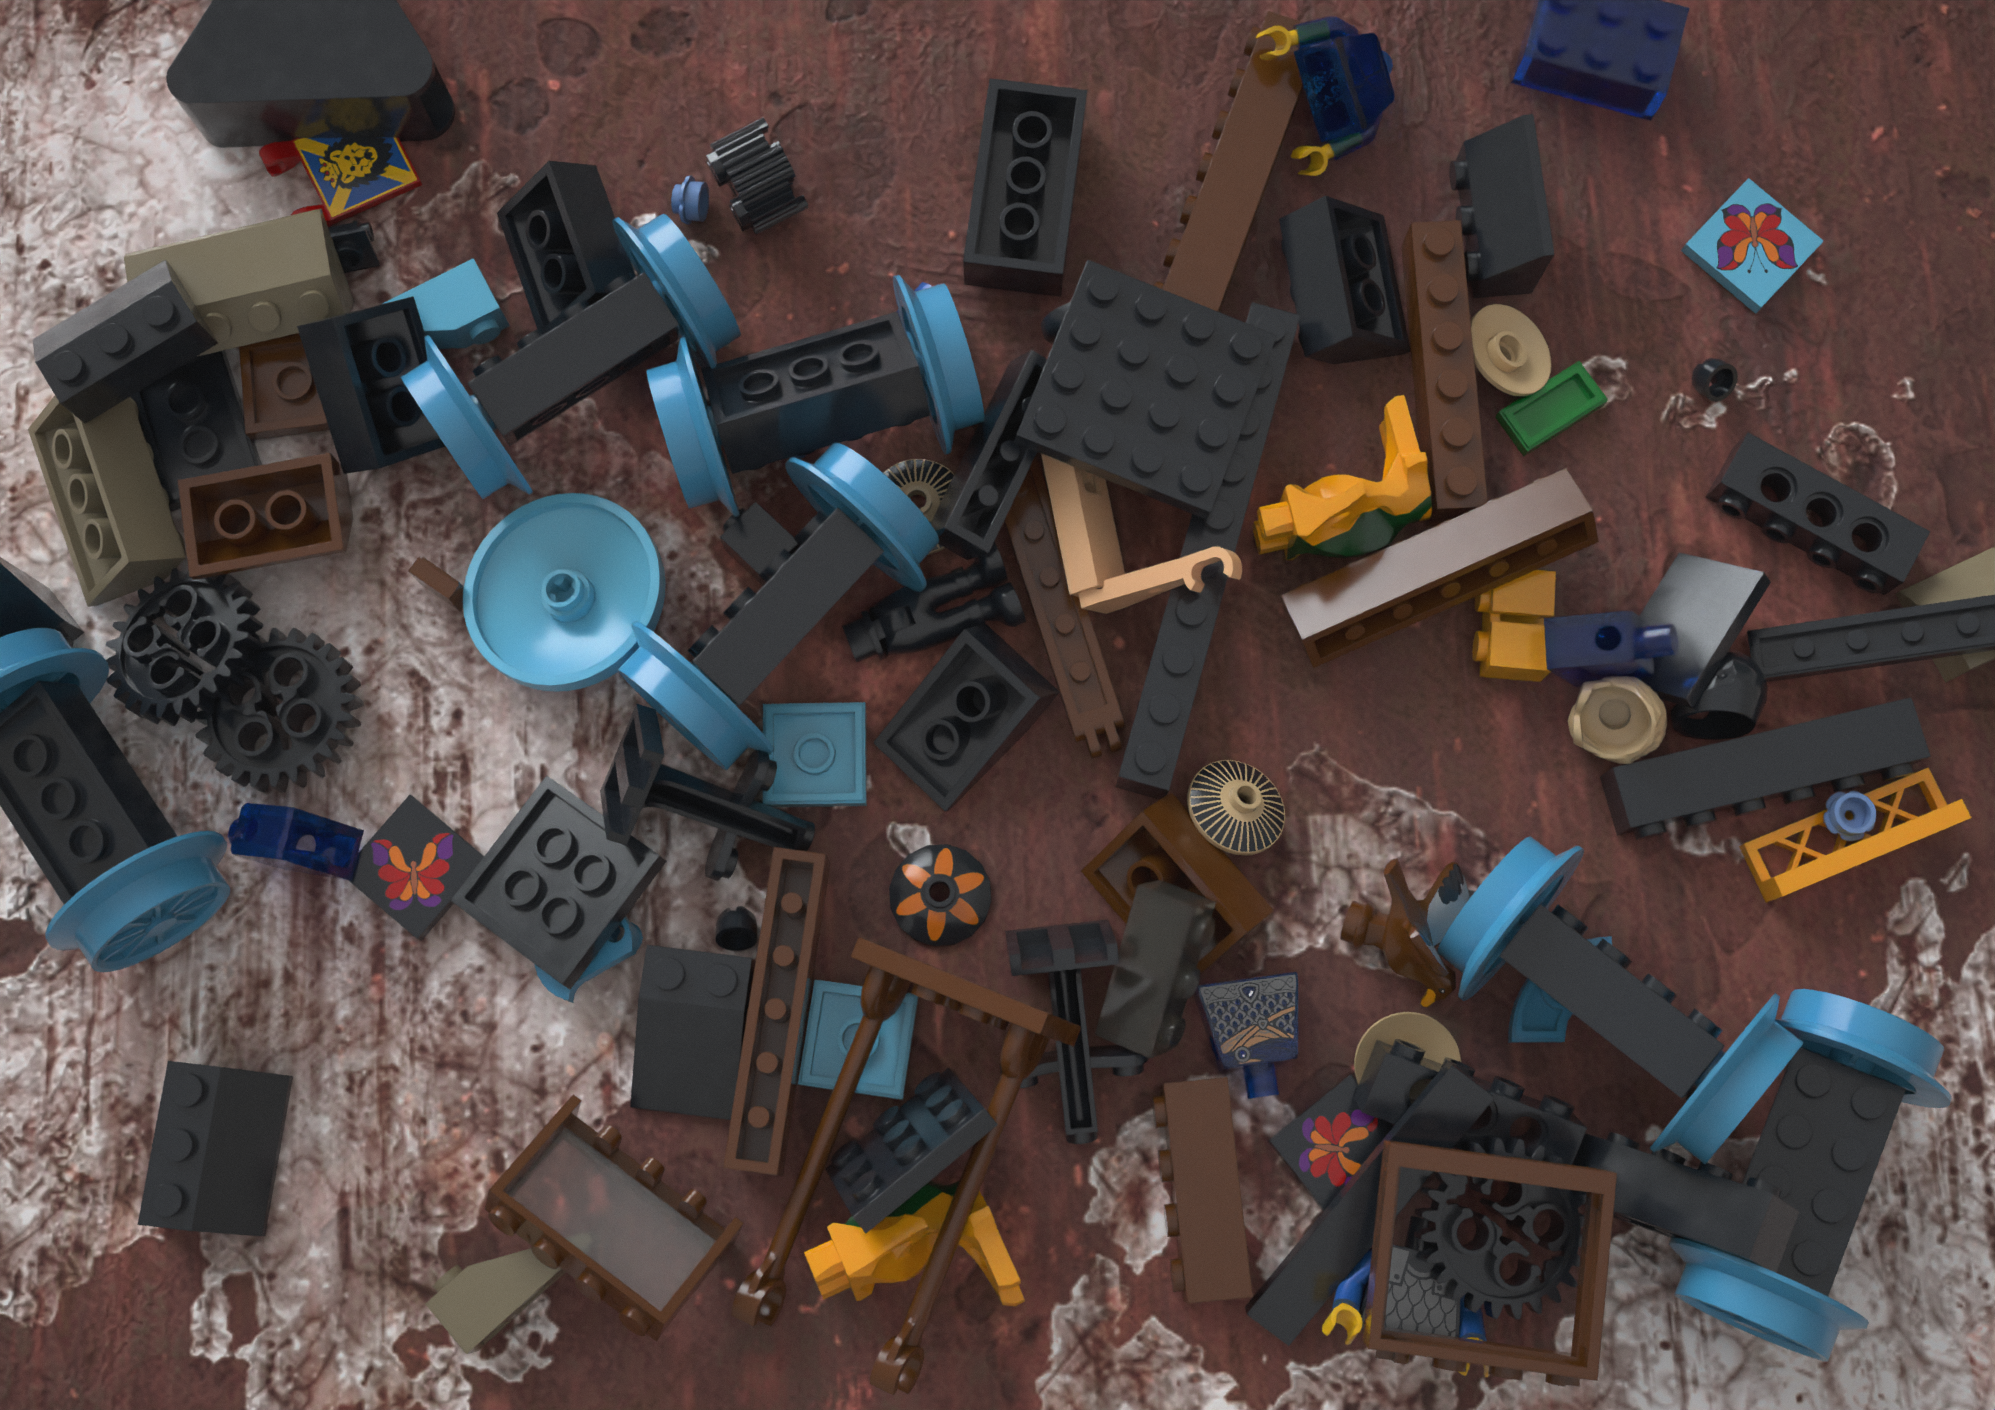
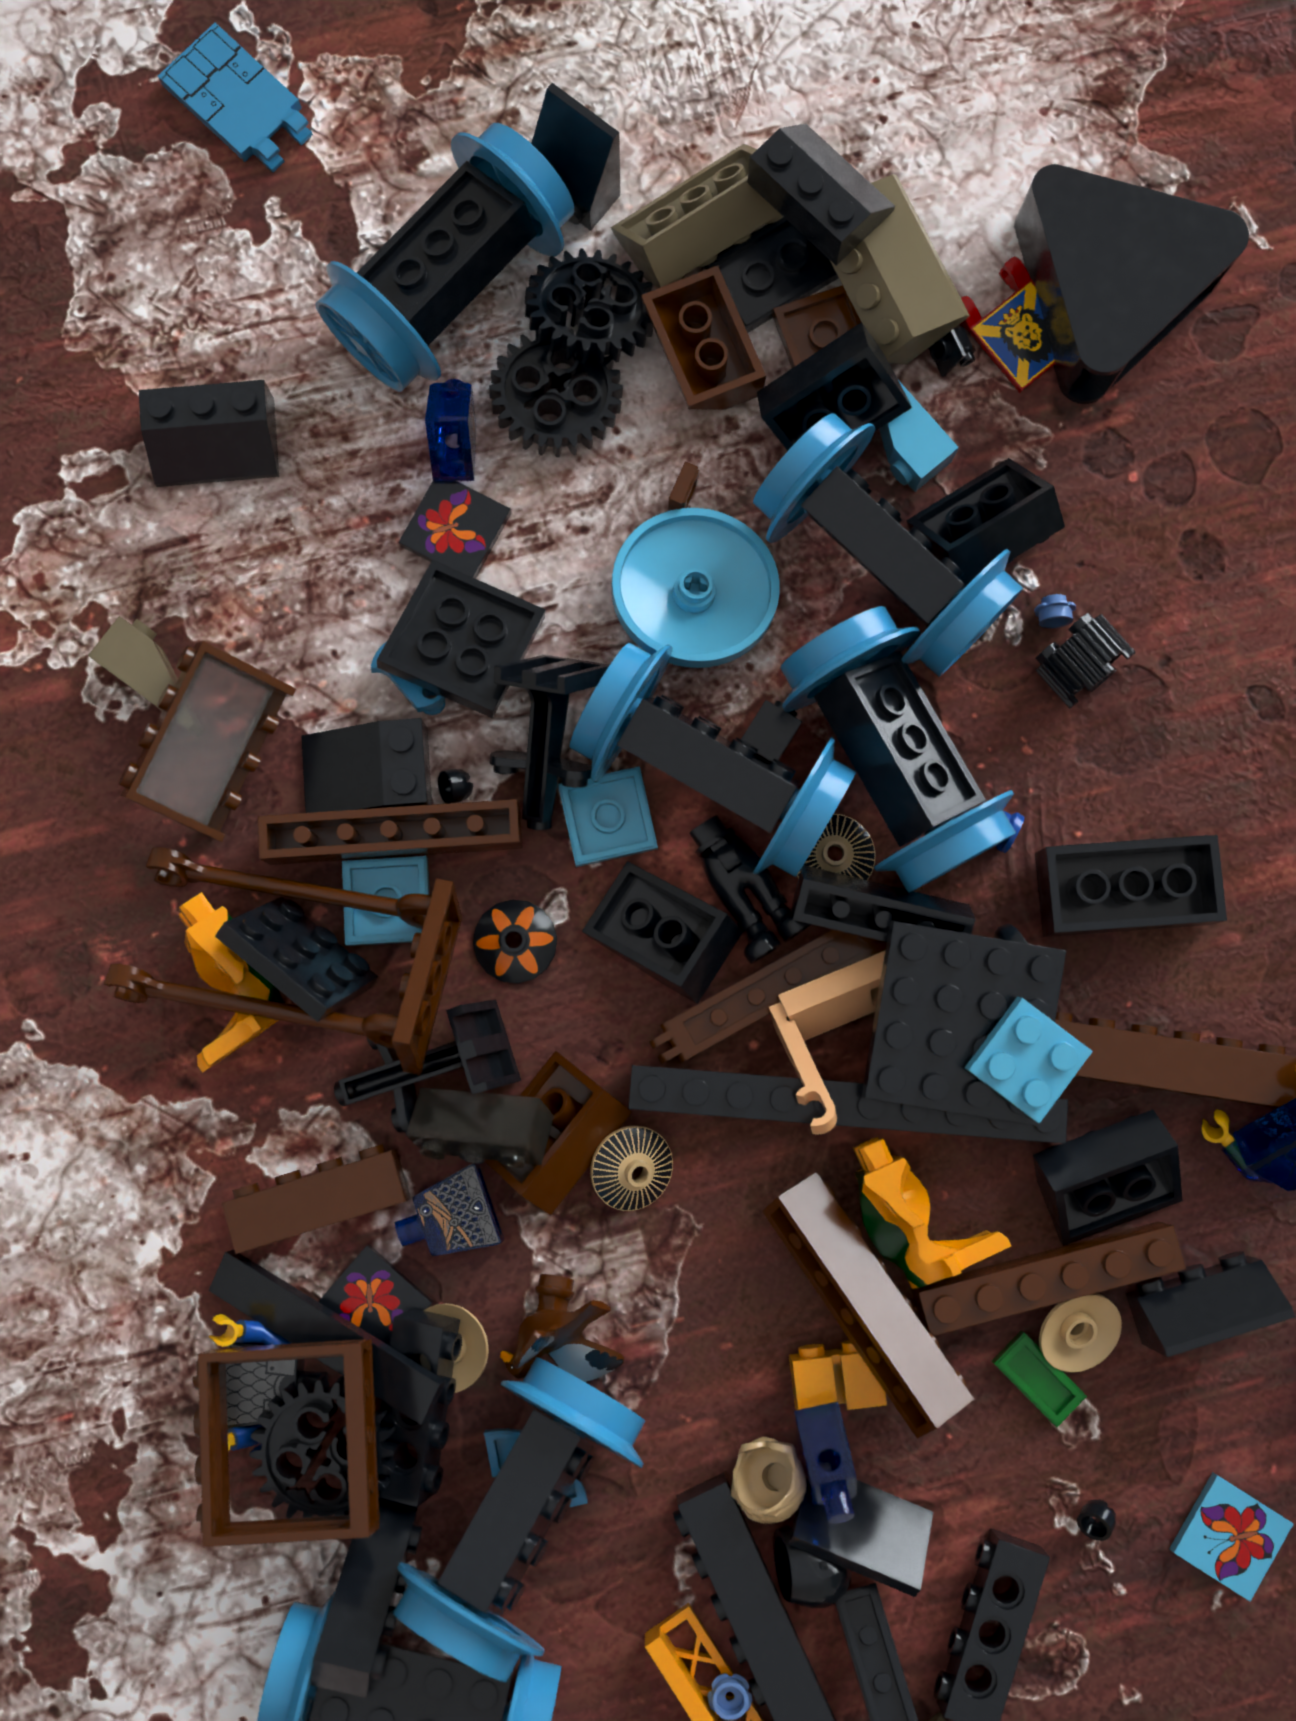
camera: 75 degrees right, 5 degrees up
(1202, 324) = (1028, 1059): none -> medium azure plate

